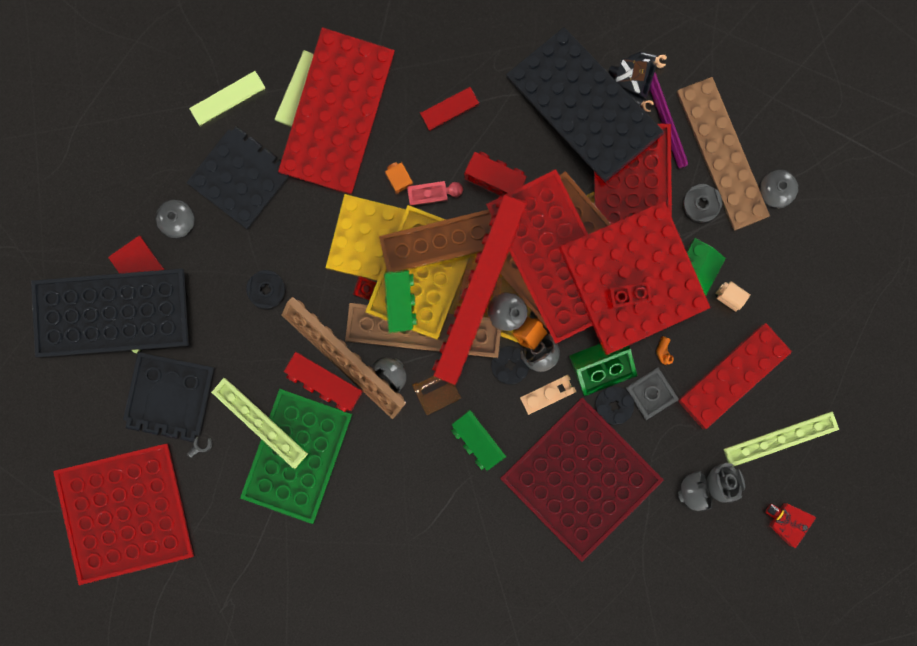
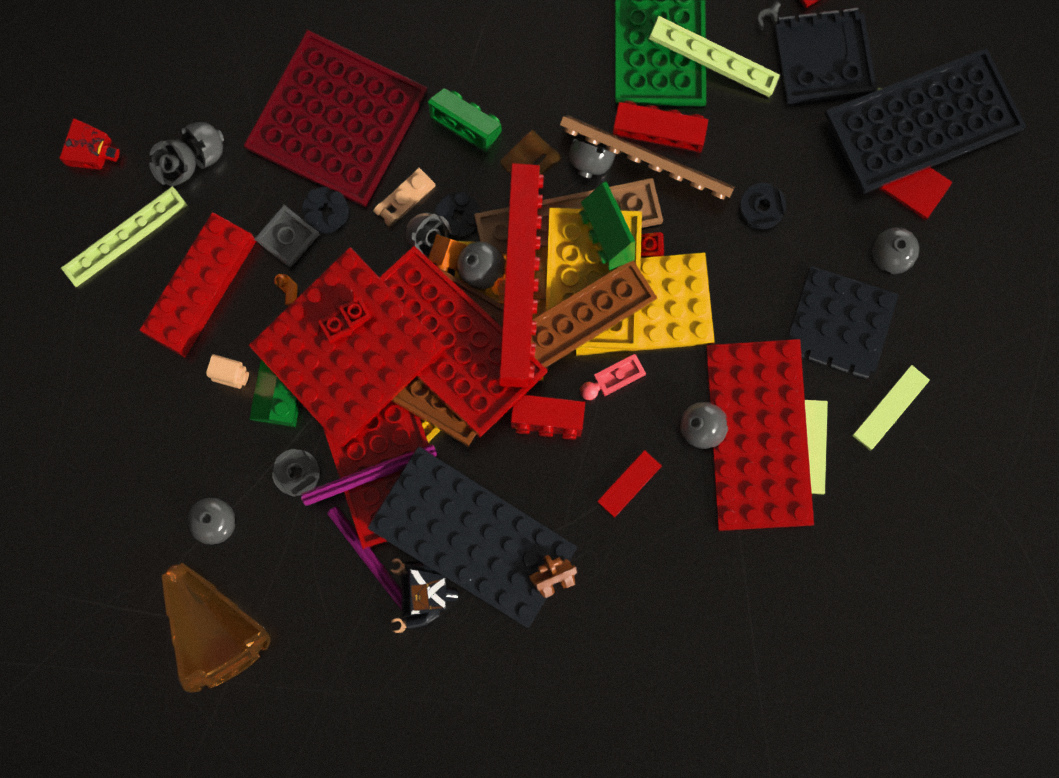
camera: 165 degrees right, 5 degrees down
(377, 131) = (704, 425): none -> dark grey cylinder
(398, 177) = (659, 381): orange brick -> none
(533, 55) = (551, 573): none -> dark orange hips
(599, 371) = (360, 234): green slope -> none
(654, 175) = (360, 478): none -> magenta axle
(723, 153) = (290, 541): medium nougat plate -> none
(807, 104) = (208, 630): none -> clear orange cone

